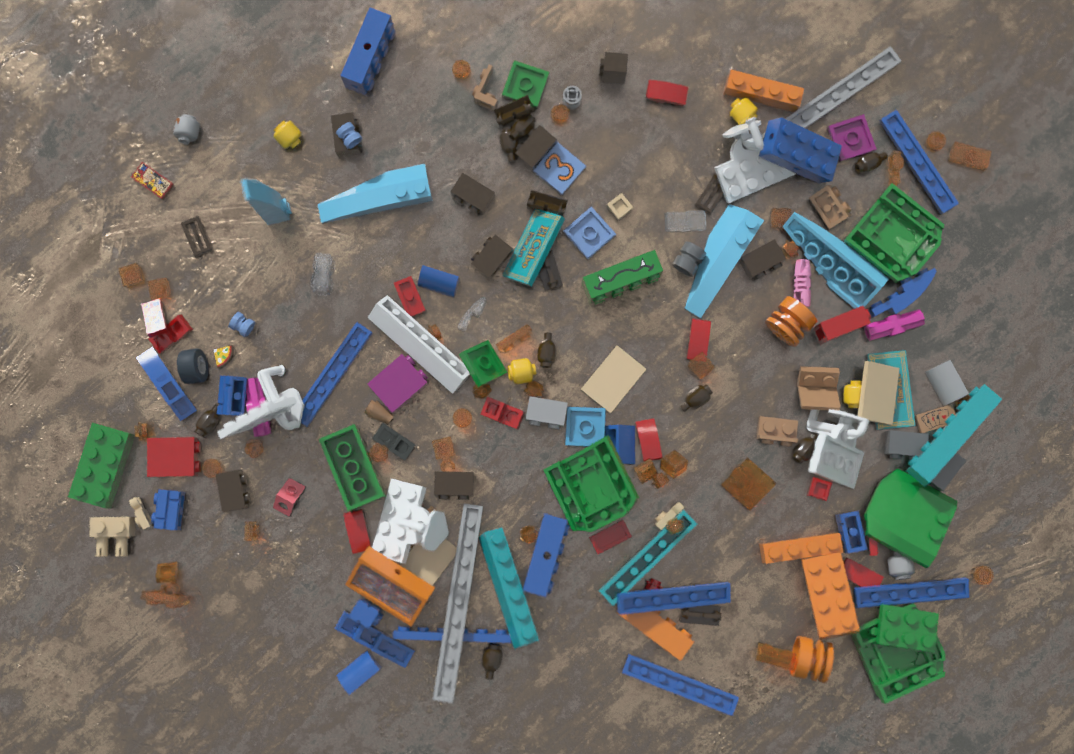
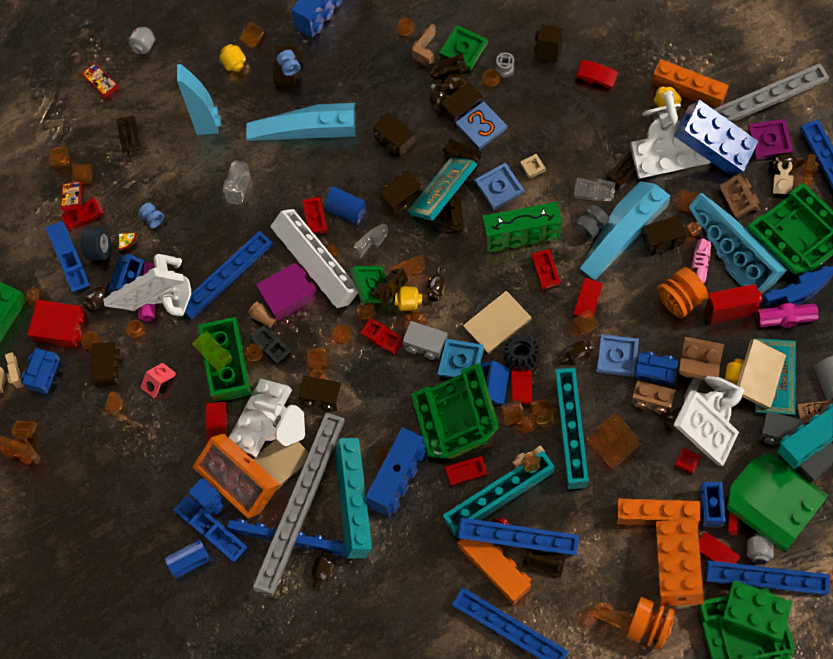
camera: 20 degrees right, 15 degrees down
(301, 103) = (251, 34): none -> clear orange slope
(339, 465) = (212, 351): none -> clear neon green plate
(499, 372) = (394, 281): none -> dark brown hinge
(639, 419) = (521, 361): none -> black tyre
(651, 315) = (545, 269): none -> red plate
(705, 479) = (571, 428): none -> teal brick
(736, 393) = (617, 355): none -> medium blue tile
(777, 403) = (656, 369): none -> blue brick
(871, 182) = (783, 182): none -> tan plate

